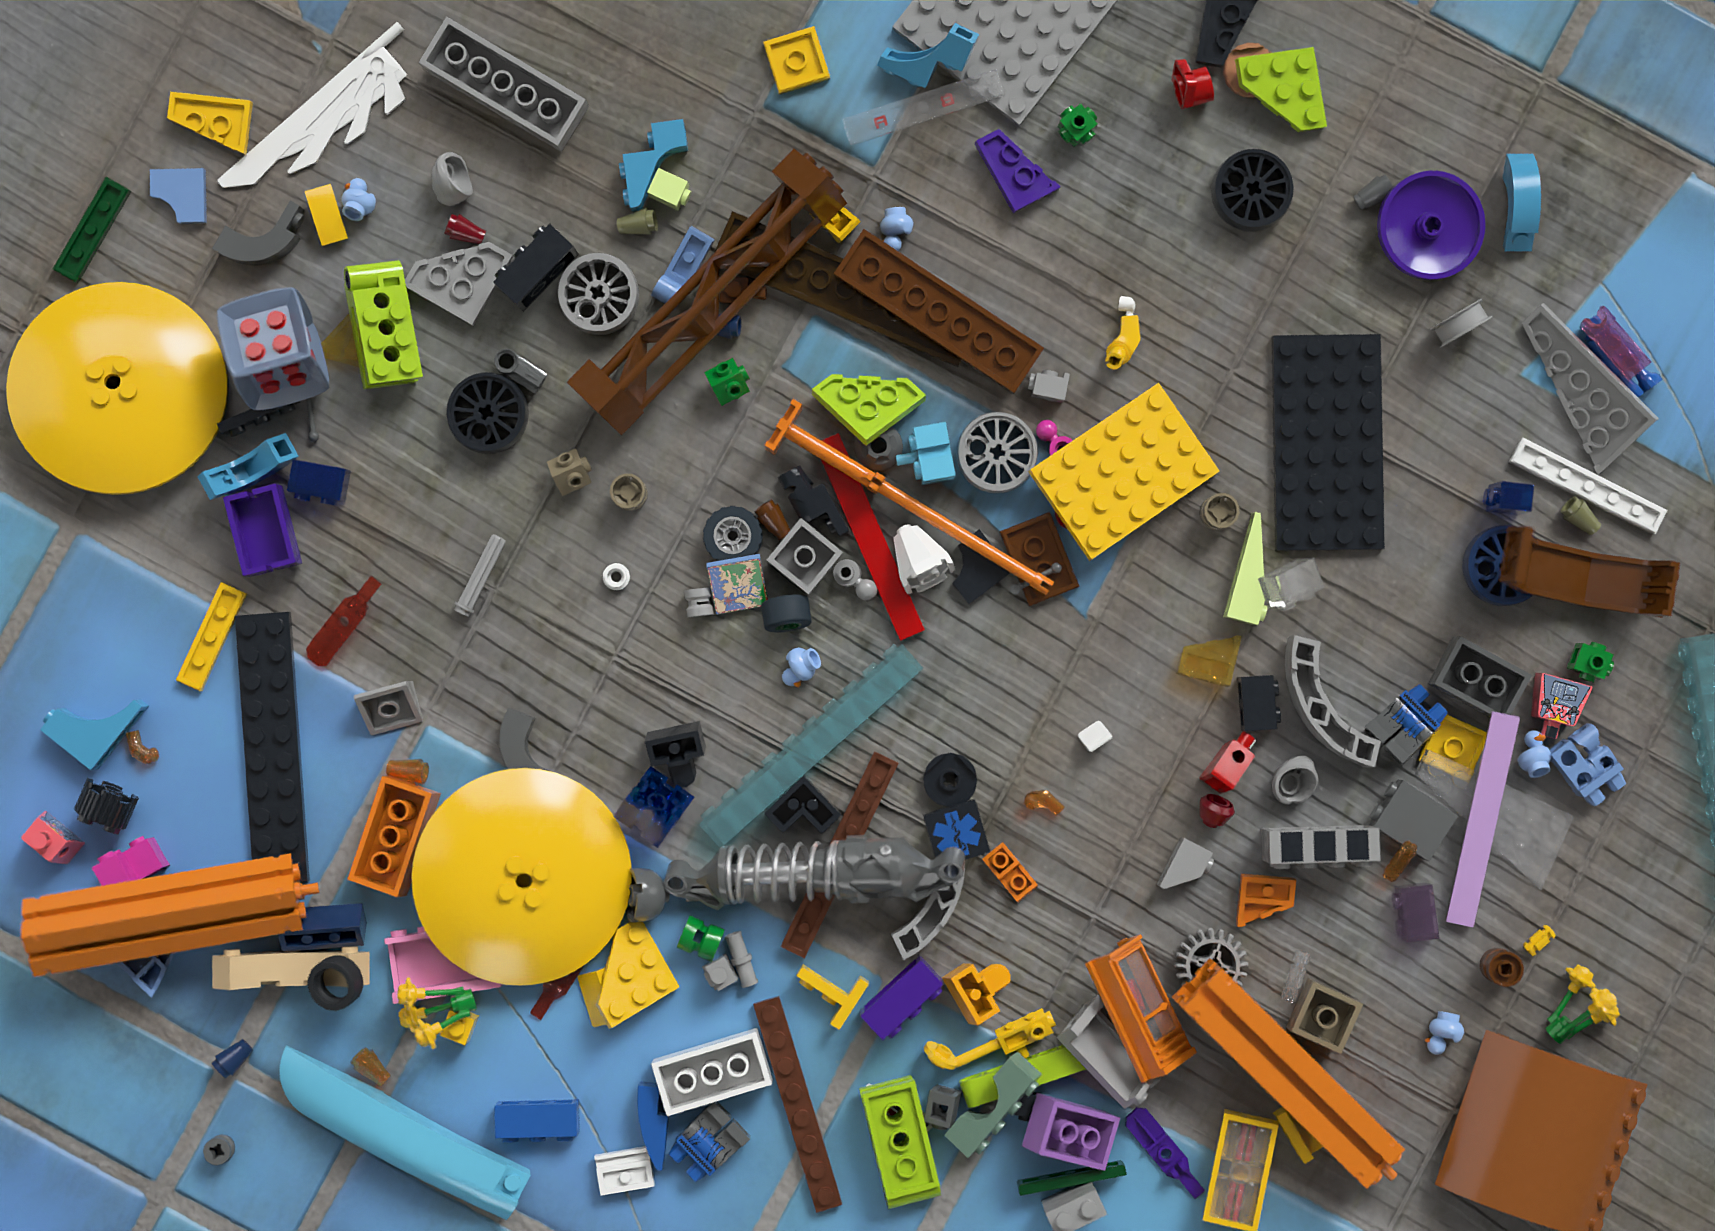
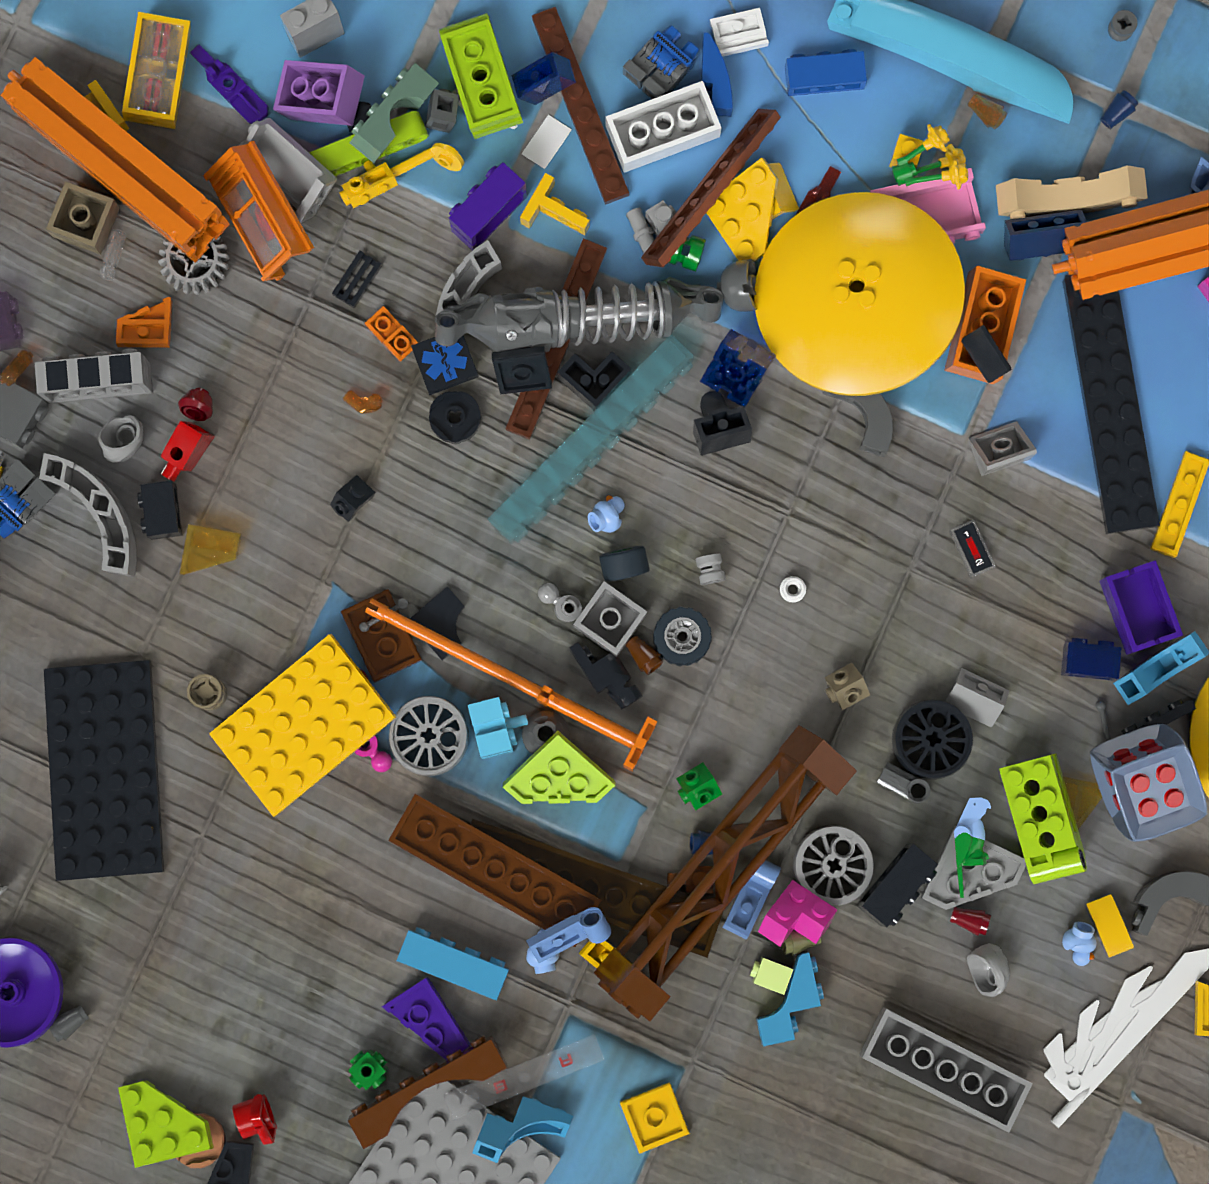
camera: 175 degrees right, 5 degrees down
(319, 991) = (1016, 191): black tyre -> none
(333, 633) = (1062, 514): clear red piece -> none
(396, 801) = (986, 354): none -> black slope
(411, 771) = (977, 389): clear orange cone -> none
(429, 605) = (972, 548): none -> tile
(437, 453) = (977, 697): none -> light grey panel
(457, 309) = (970, 837): none -> animal
(480, 575) = (925, 580): light grey axle -> none
(628, 492) = (787, 670): dark tan wheel -> none
(636, 249) = (799, 911): none -> dark pink brick
(667, 1000) = (710, 188): none -> copper plate
(737, 583) = (674, 589): tile -> none
(834, 1131) = (543, 78): none -> clear blue brick
(835, 1067) = (546, 141): none -> white sticker
(867, 242) = (584, 925): none -> medium blue plate
(873, 547) = (543, 635): red tile -> none
(877, 818) = (522, 370): none -> black tile
(920, 559) = (498, 625): white cone -> none
(969, 121) = (476, 1063): none -> reddish brown arch
(975, 990) = (416, 219): light orange brick -> none
(986, 222) = (453, 964): none -> dark azure brick
(1029, 951) = (349, 272): none -> black tile
(1048, 385) = (381, 805): light grey brick -> none
(1061, 702) = (351, 498): none -> black bracket
(1070, 1178) = (319, 53): dark green tile -> none
(1094, 736) = (317, 467): white slope -> none
(1123, 346) = (306, 855): yellow arm -> none
(1185, 864) = (223, 351): light grey slope -> none
(1246, 596) = (175, 621): yellowish green slope -> none
(1247, 180) = (221, 1026): black piece -> none
(1291, 583) = (133, 625): clear brick -> none

